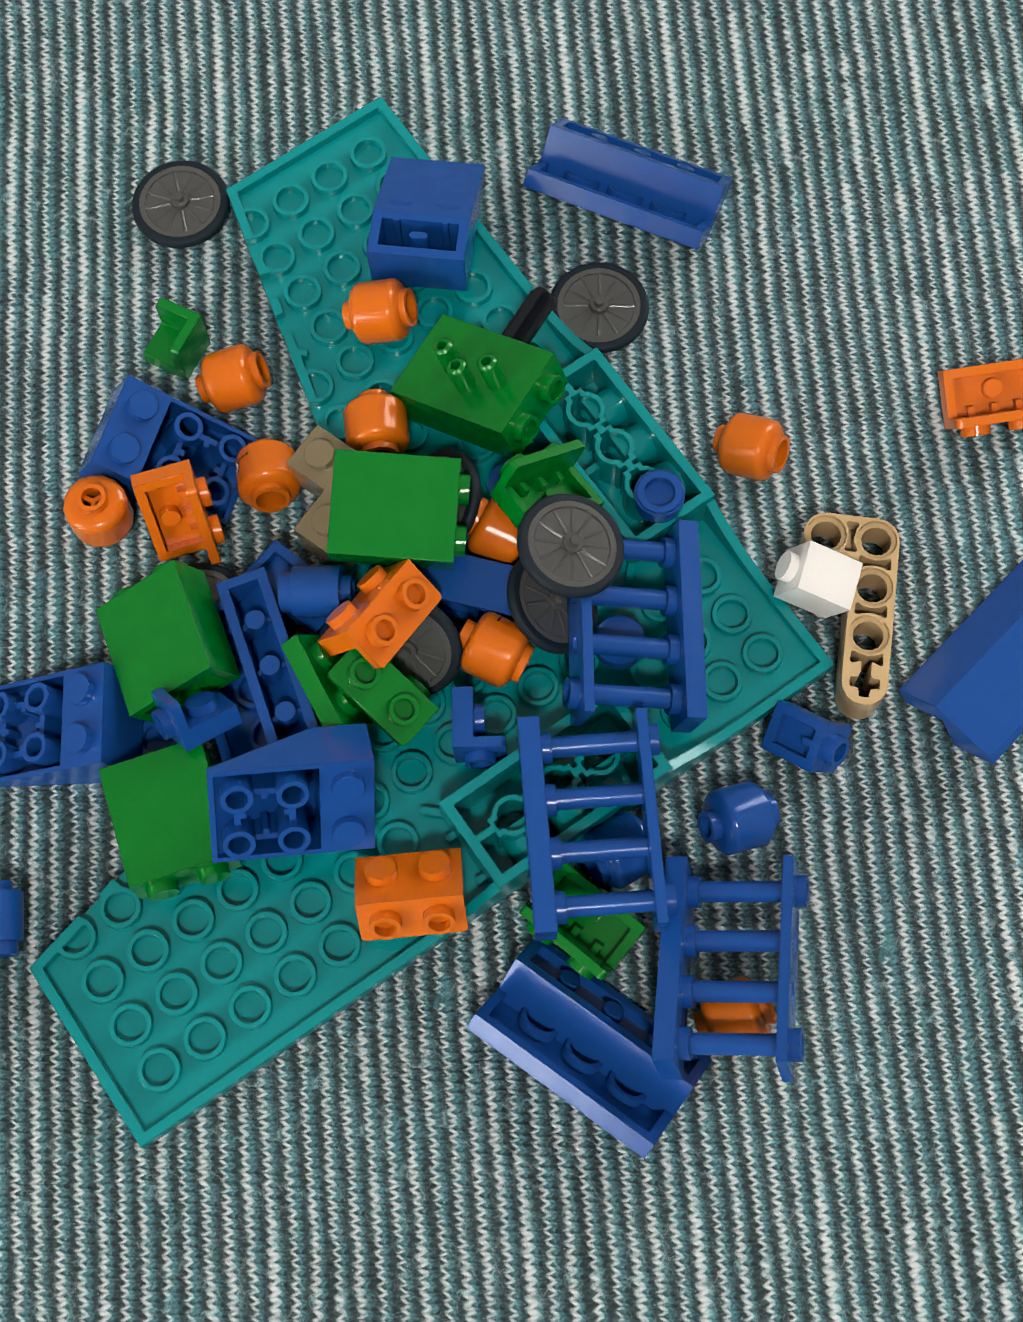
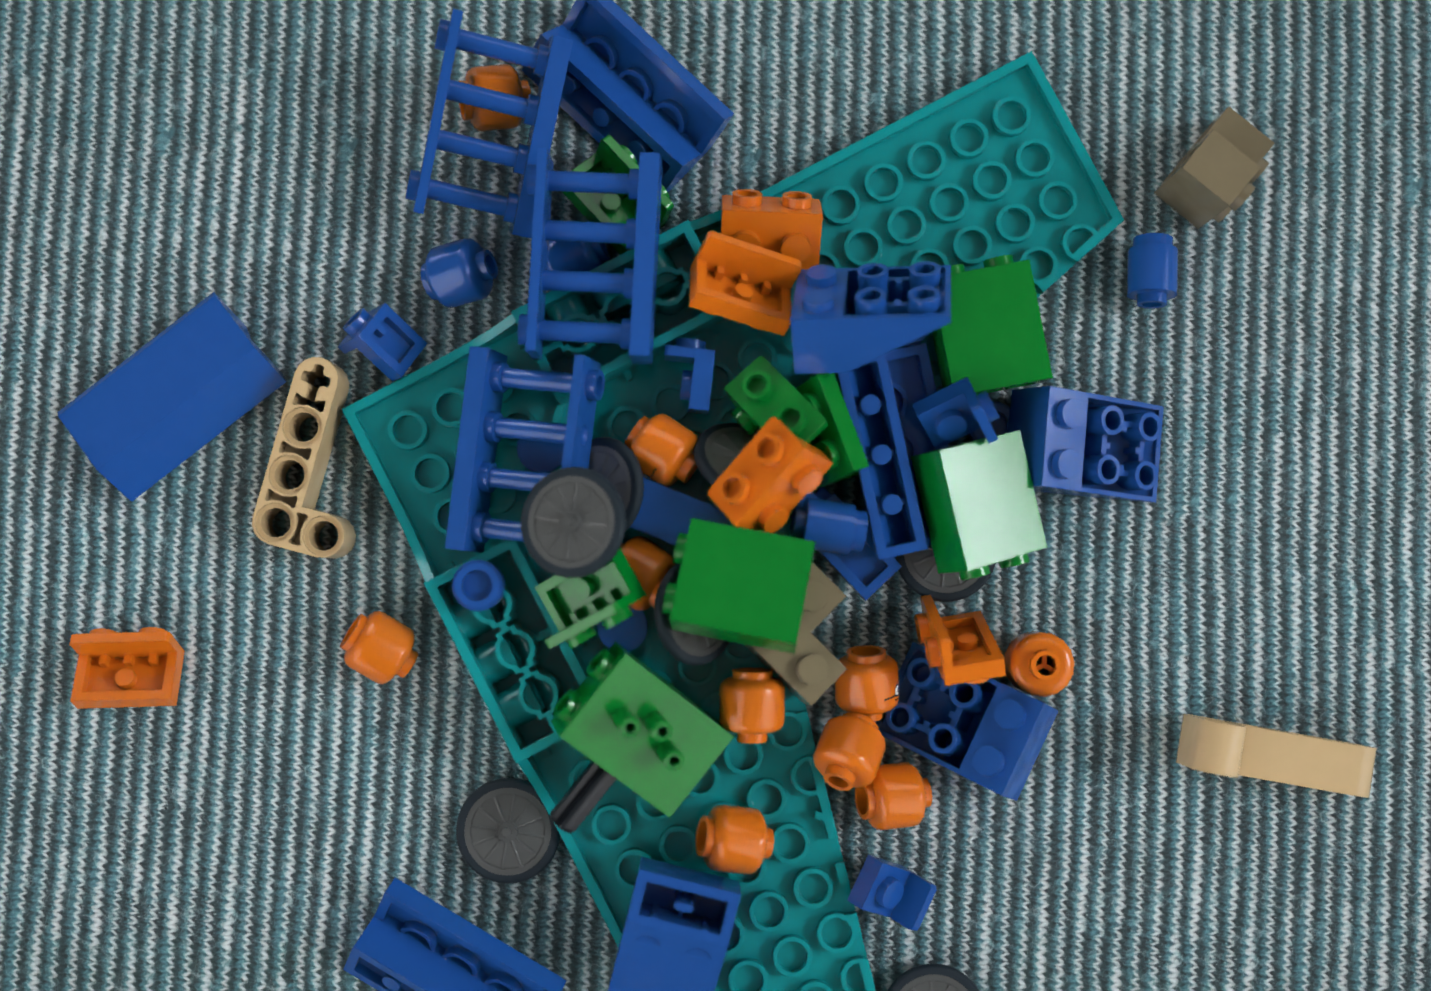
camera: 175 degrees left, 15 degrees up
(178, 340) = (948, 849): green panel -> none
(224, 299) = (892, 892): none -> blue bracket
(278, 403) = (849, 751): none -> orange head
(431, 815) = (743, 283): none -> orange bracket
(817, 579) = (339, 485): white brick -> none

